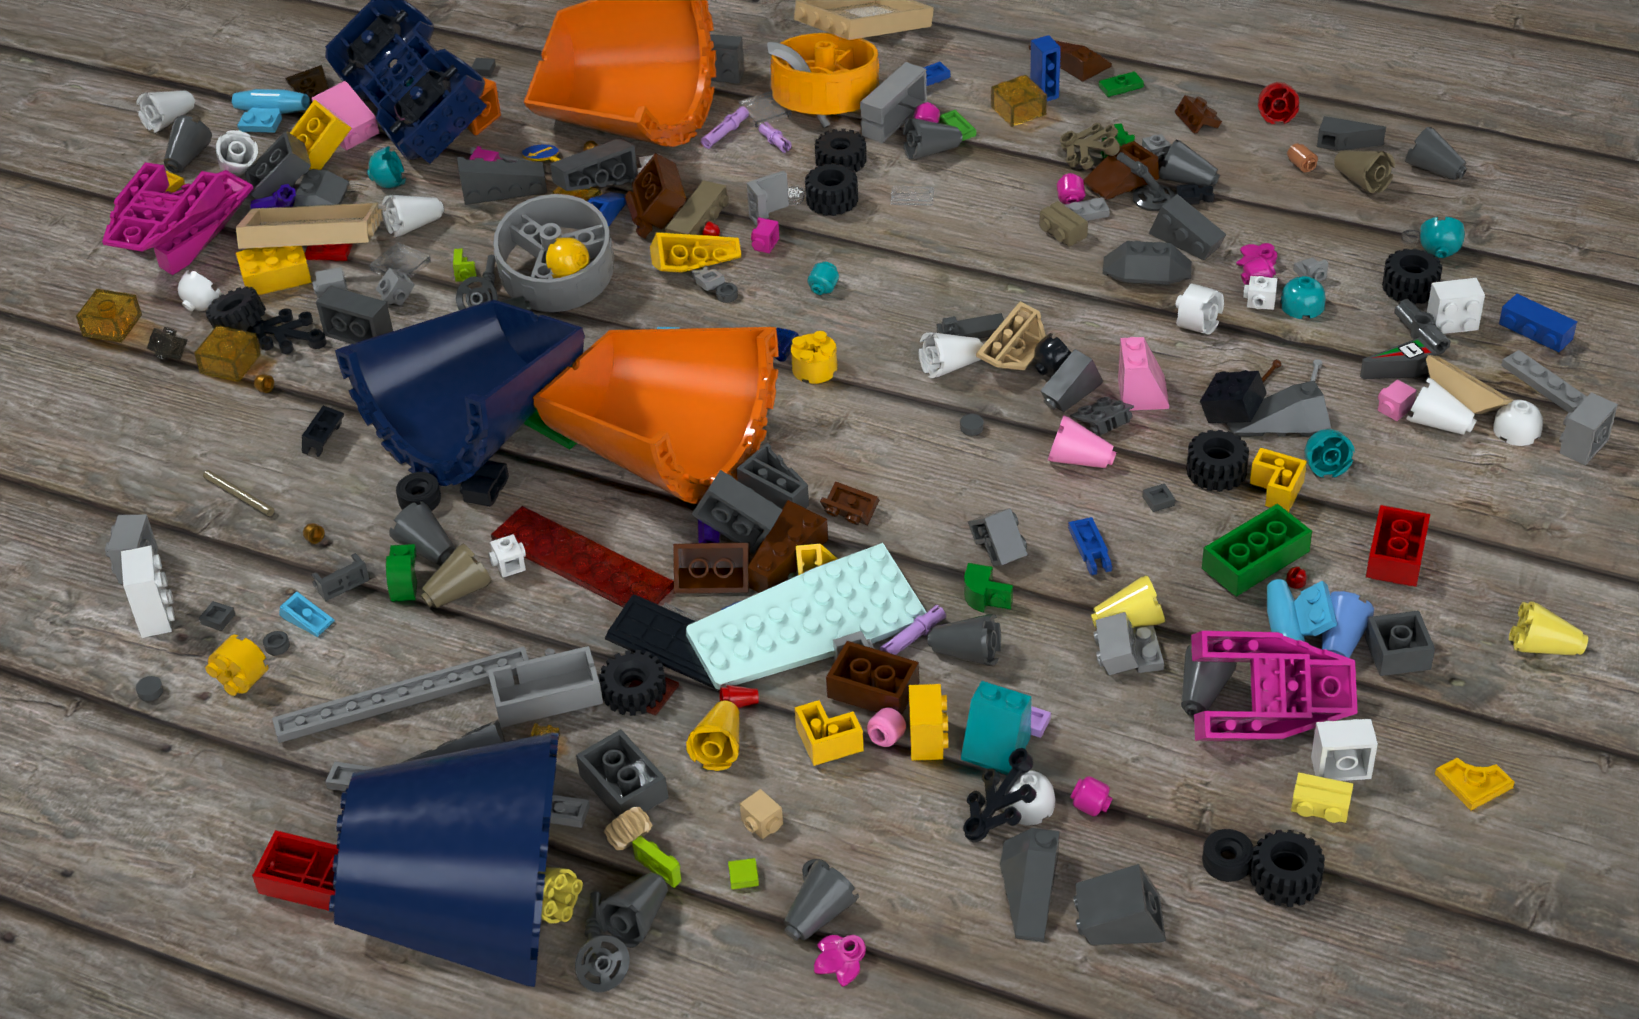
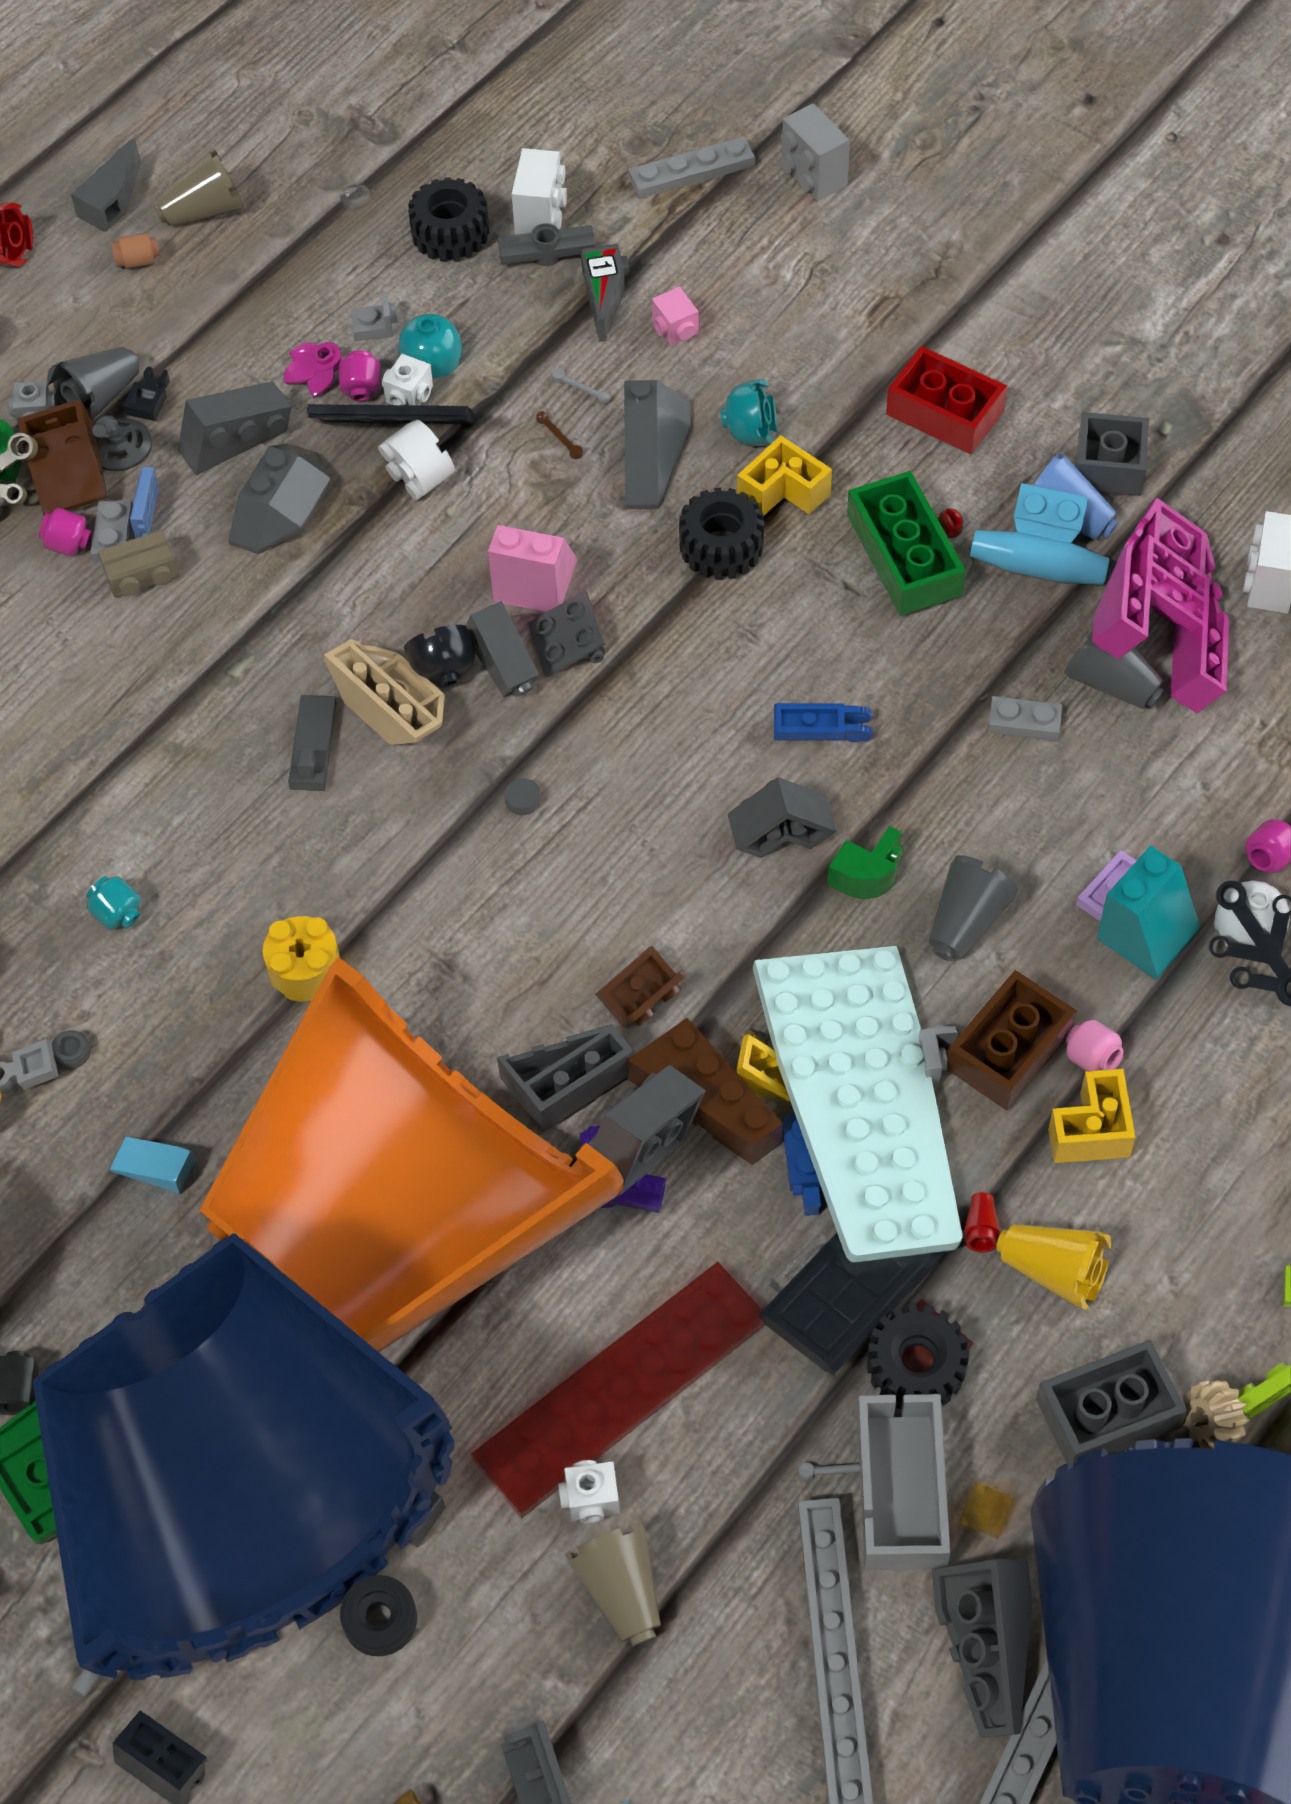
camera: 75 degrees left, 15 degrees up
(401, 572) = (578, 1662): green brick -> none
(420, 527) = (501, 1616): dark grey cone -> none
(711, 567) = (708, 1200): reddish brown slope -> none
(761, 814) = (1214, 1239): tan brick -> none
(784, 343) = (234, 993): clear blue piece -> none
(921, 626) = (914, 963): lavender pin -> none
(927, 722) = (1115, 991): yellow brick -> none
(947, 353) = (374, 784): white cone -> none
(1080, 446) = (632, 681): bright pink cone -> none
(1107, 216) = (144, 502): none -> medium blue tile
(1116, 644) = (1024, 742): light grey brick -> none
(1137, 601) = (966, 706): light yellow cone -> none
(1158, 497) = (752, 622): dark grey tile -> none
(1227, 288) = (390, 414): none -> black piece
(1233, 397) = (613, 476): black brick -> none
(1436, 155) = (214, 112): dark grey cone -> none
(1441, 410) = (716, 279): white cone -> none
(1442, 236) = (391, 164): teal cylinder -> none
(1464, 387) = (695, 240): tan wedge -> none
(1518, 423) = (761, 216): white cylinder -> none
(1538, 322) = (591, 131): blue brick -> none
(1545, 632) = (1130, 319): light yellow cone -> none

